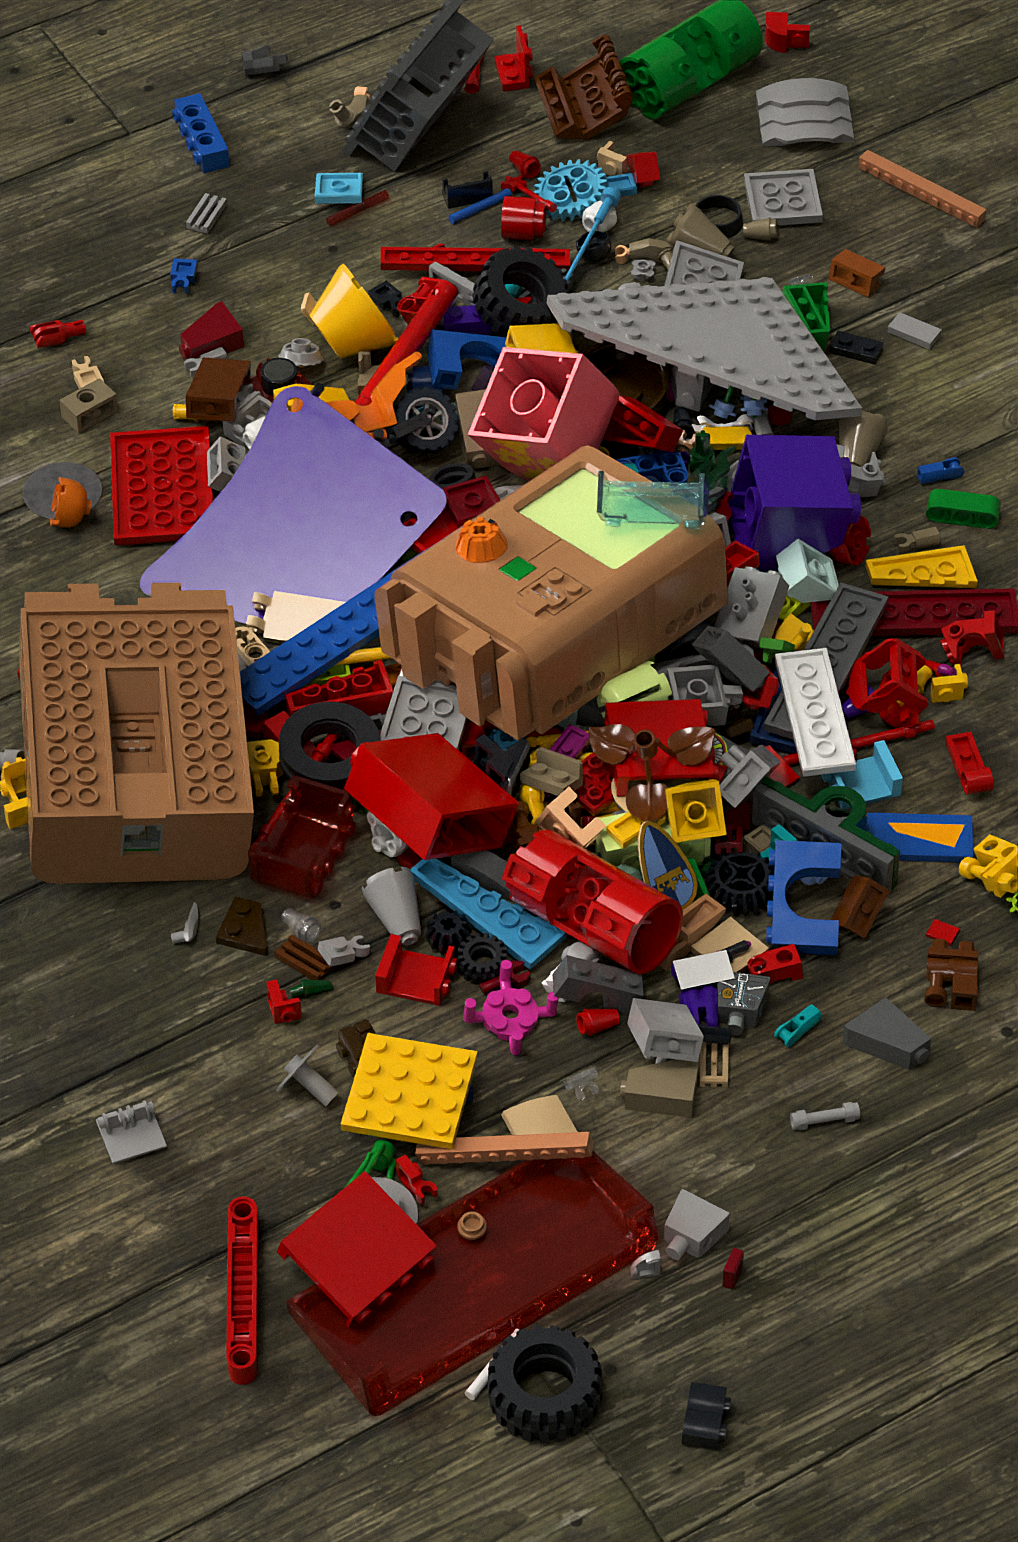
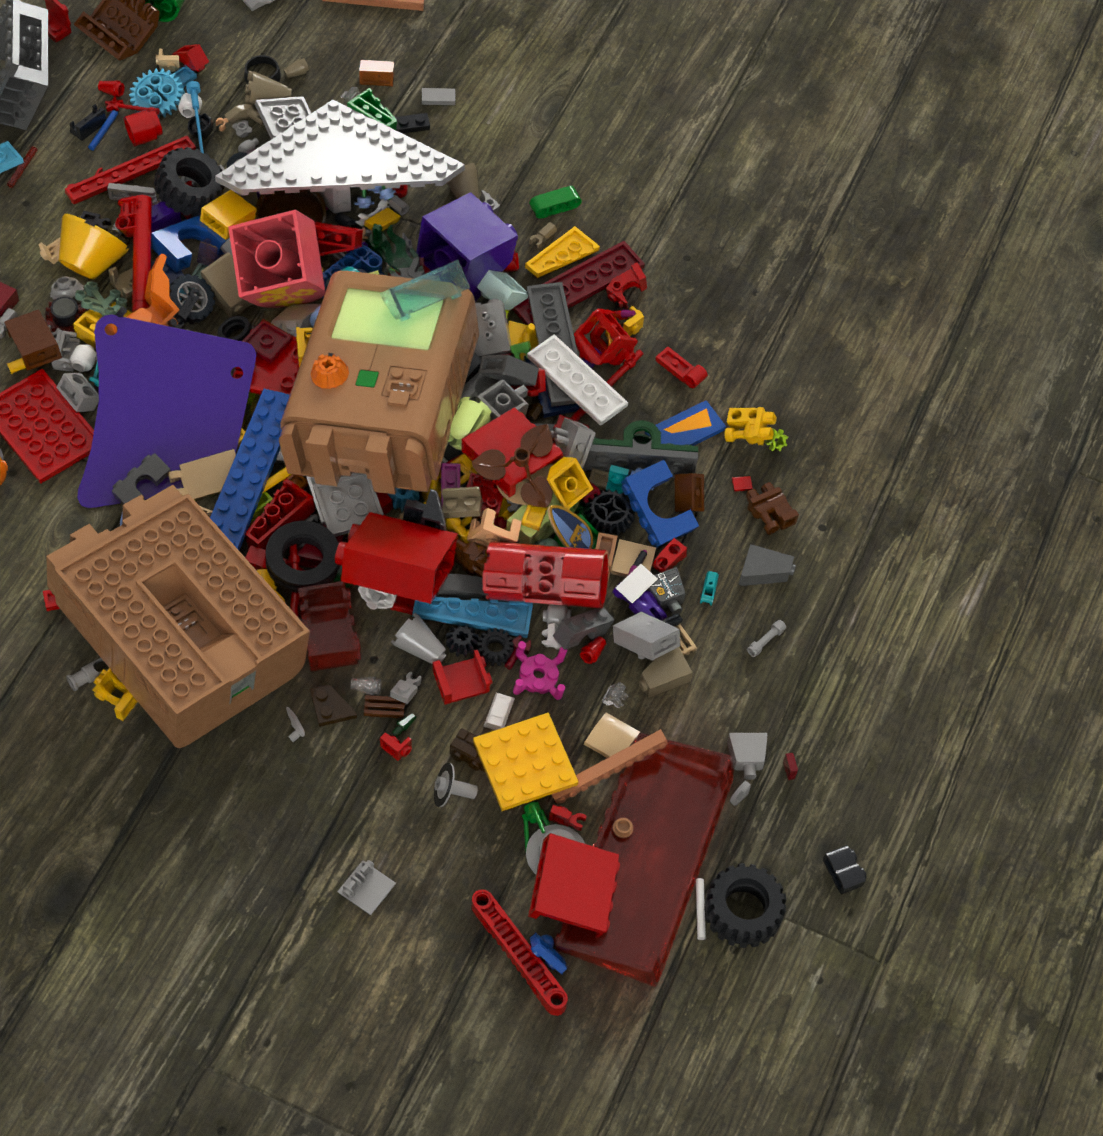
camera: 40 degrees left, 10 degrees up
(238, 580) = (151, 468): none -> dark grey arch
(271, 1303) = (543, 947): none -> blue plate
(329, 369) = (91, 289): none -> sand green plant
(435, 1029) = (499, 711): none -> white tile
(783, 196) = (293, 40): light grey plate -> none
(874, 777) = (639, 405): medium azure panel -> none
(939, 471) = (521, 184): blue bar -> none

